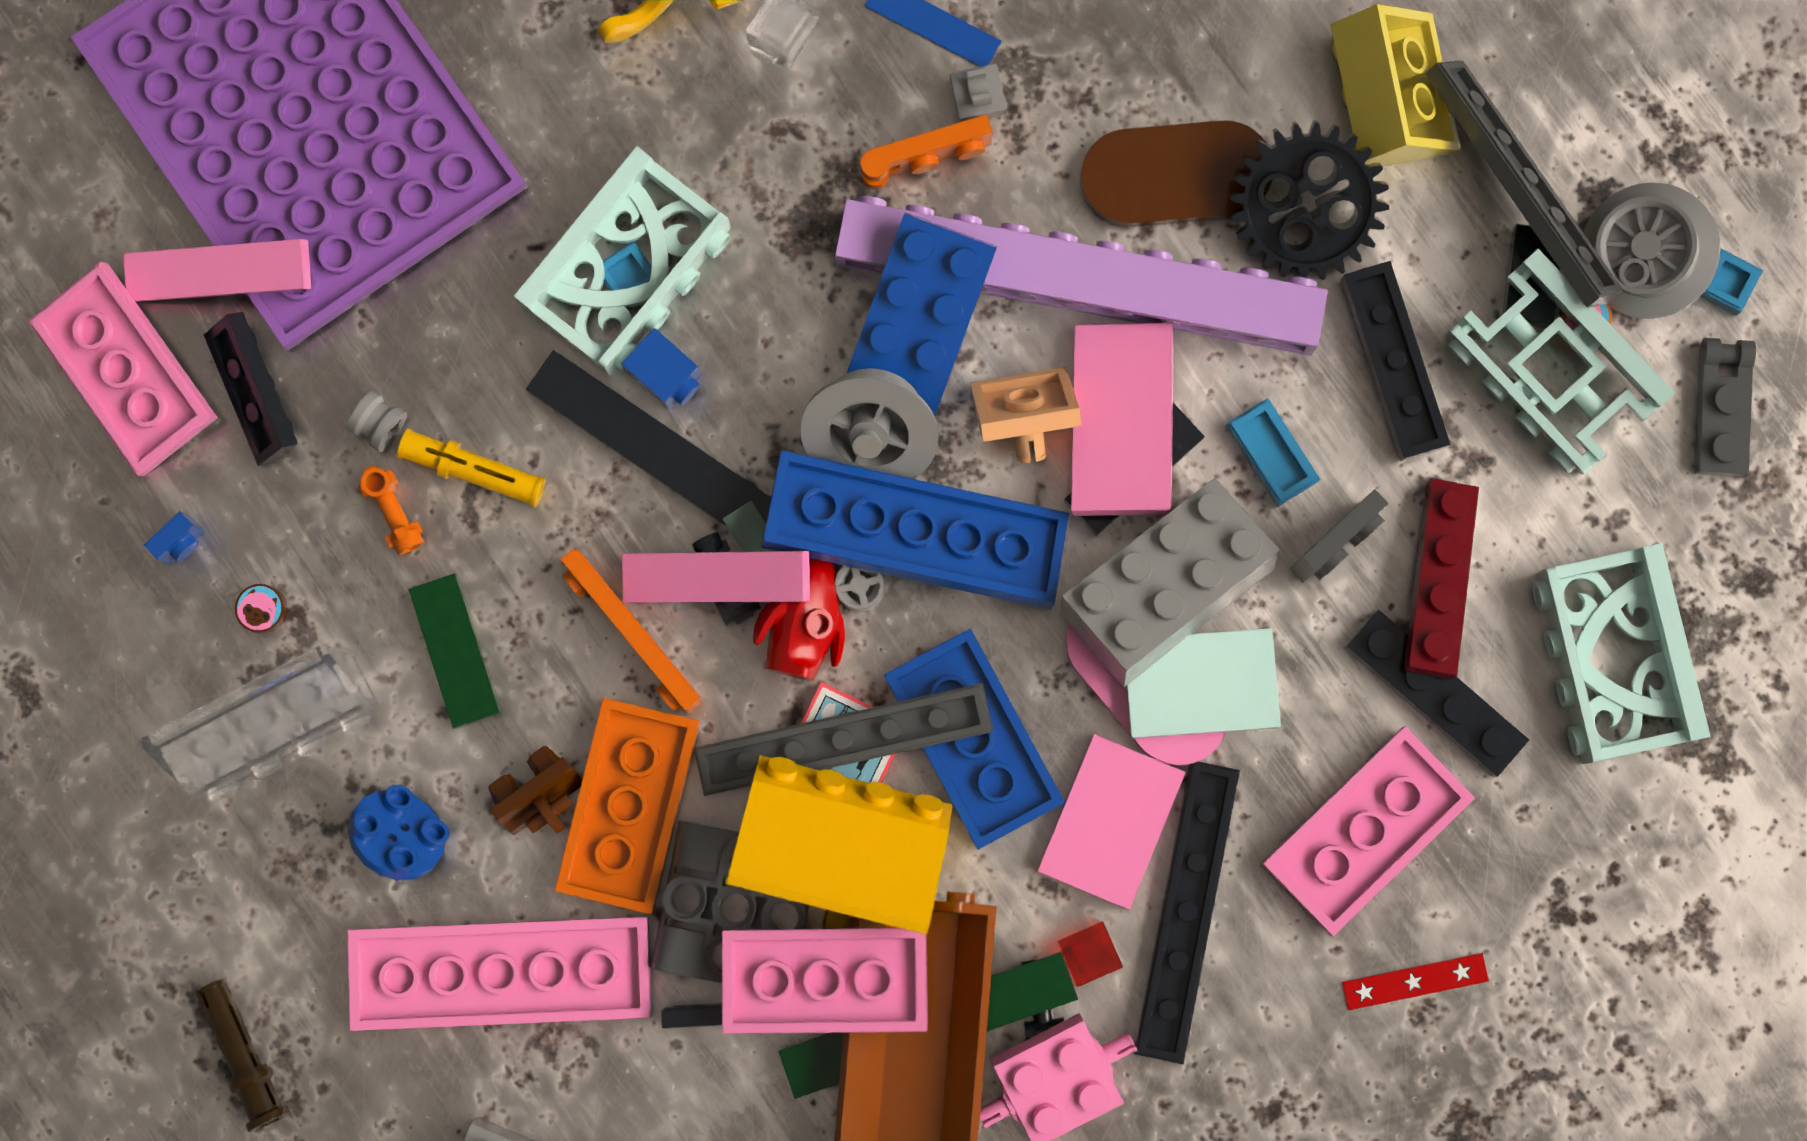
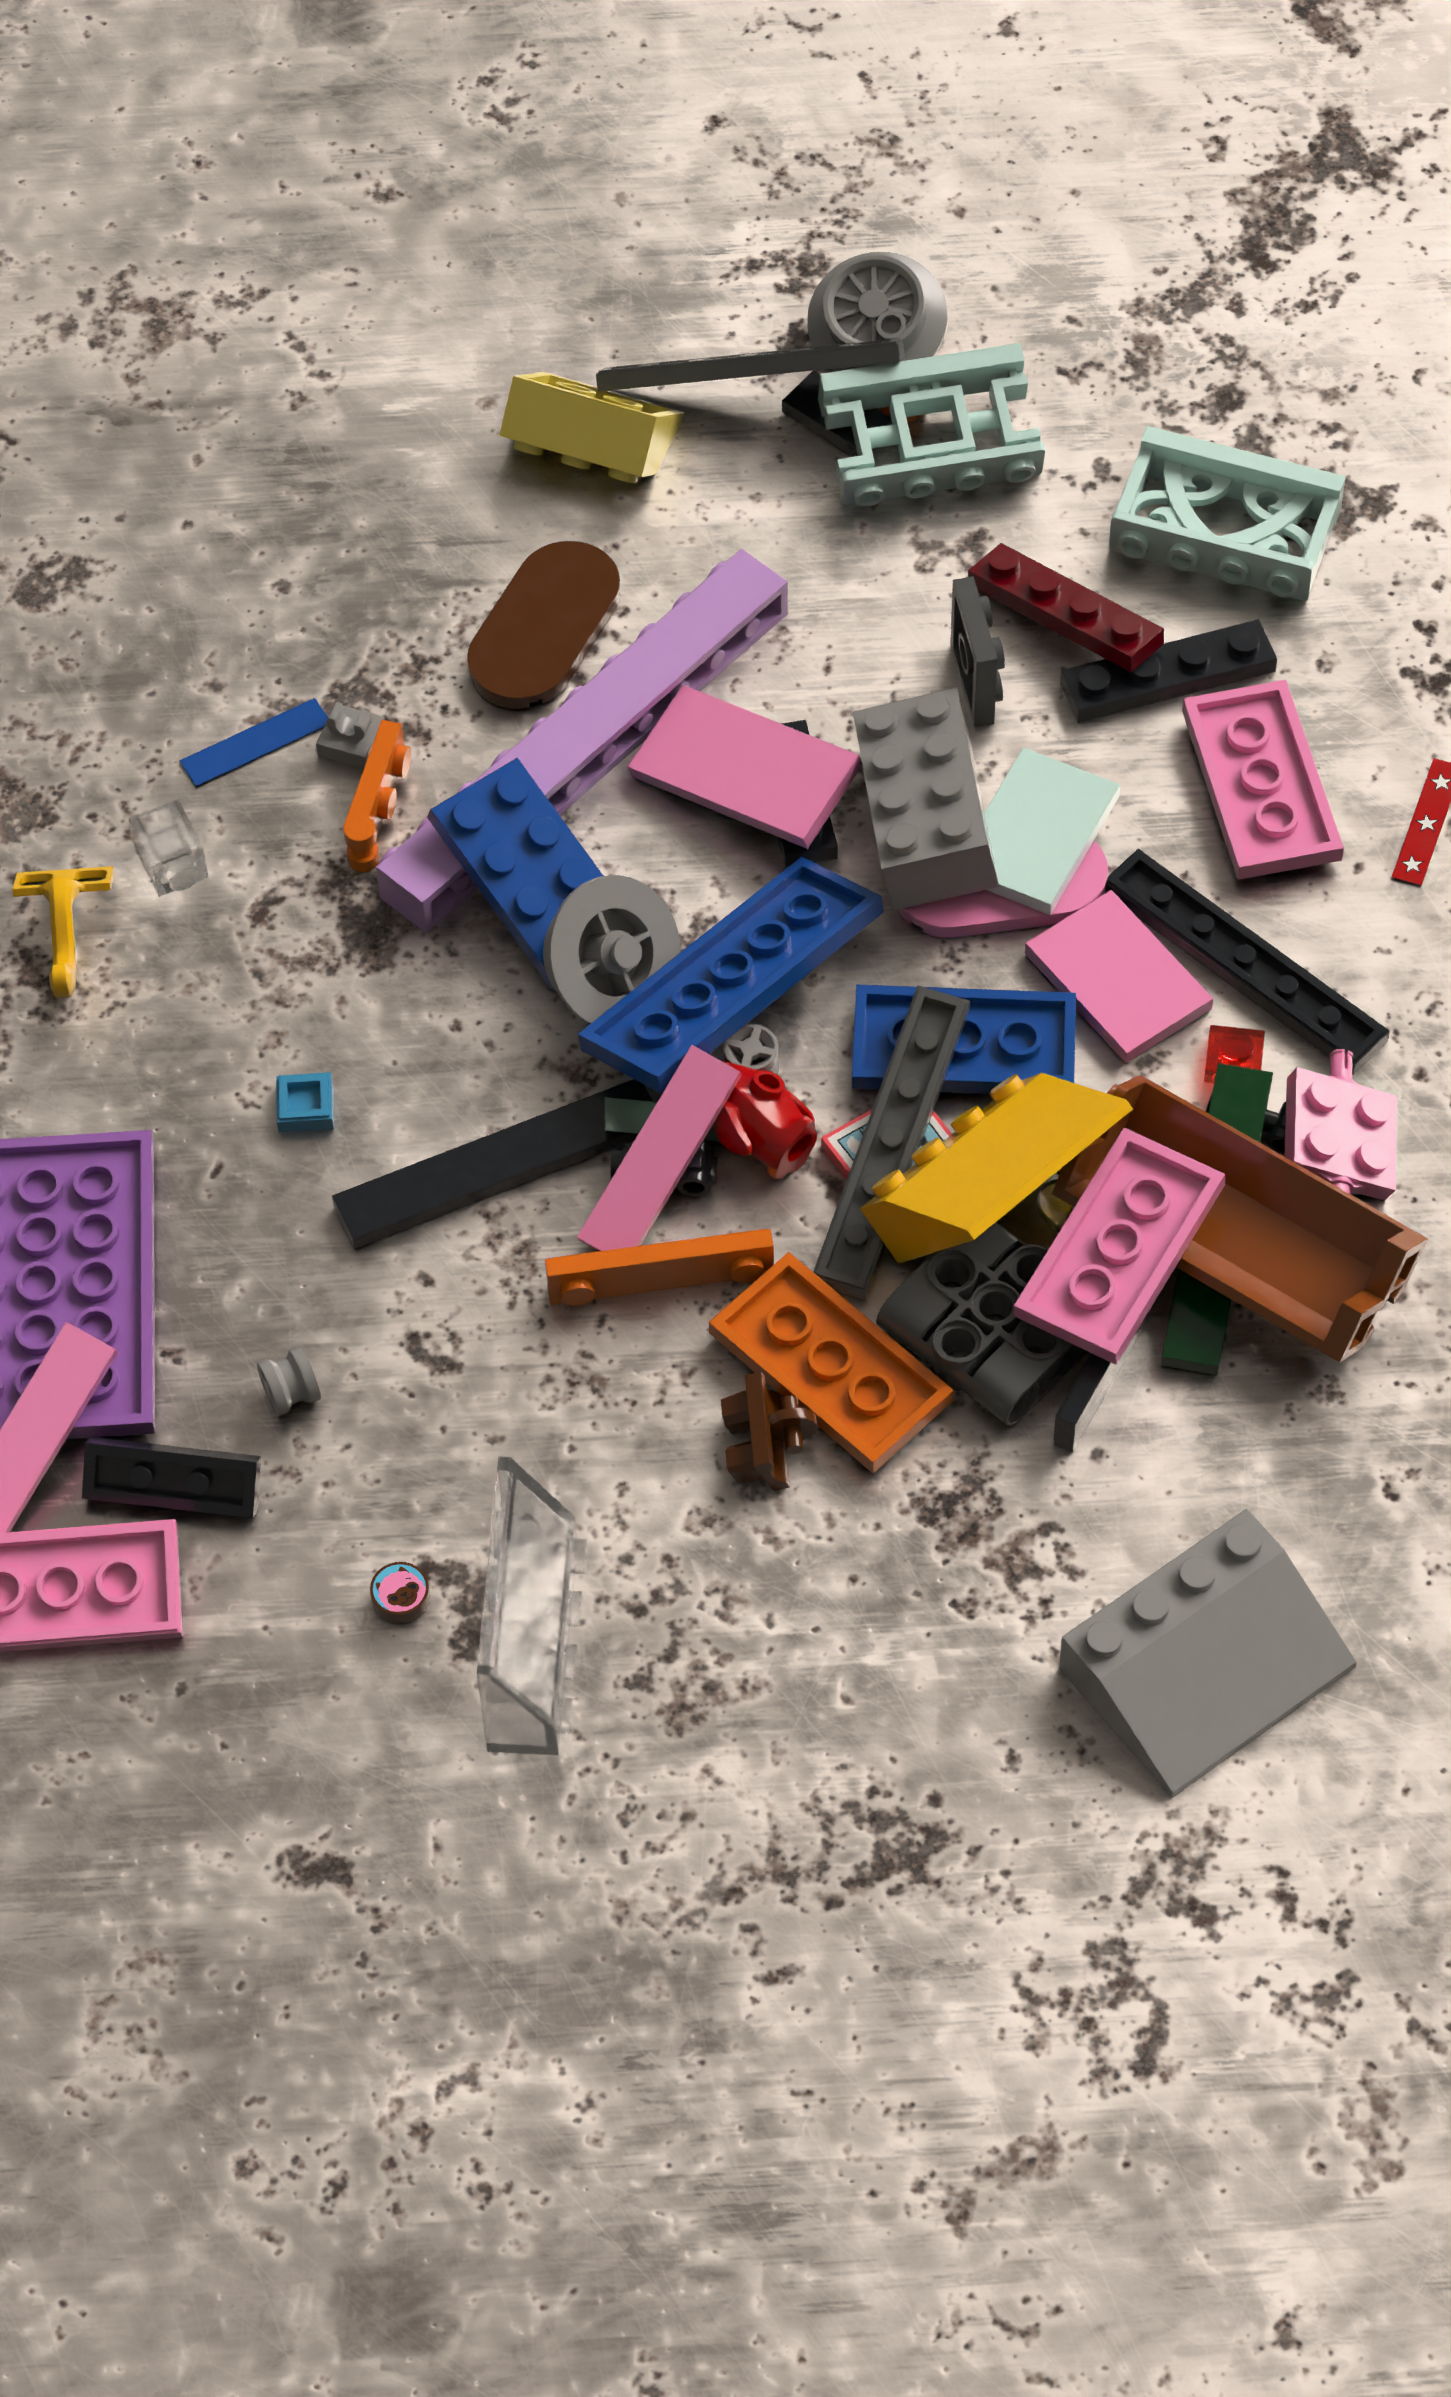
camera: 60 degrees left, 25 degrees down
(175, 539) = (276, 1624): blue plate -> none
(249, 1075) = (880, 1847): dark brown pin -> none
(382, 486) = (355, 1417): orange bar -> none
(382, 817) = (721, 1571): blue plate -> none
(419, 449) = (378, 1337): yellow pin -> none
(455, 651) = (568, 1439): dark green tile -> none
(499, 973) = (922, 1563): bright pink plate -> none
(622, 195) = (270, 1154): light aqua fence -> none
(663, 370) = (423, 1110): blue brick -> none
(1025, 409) = (679, 830): light nougat tile -> none
(1272, 452) = (856, 681): dark azure tile -> none
(1290, 161) = (604, 515): black gear -> none
(1395, 361) = (841, 546): black plate -> none
(1724, 408) = (1056, 341): dark grey plate -> none
(1732, 283) = (955, 282): dark azure tile -> none

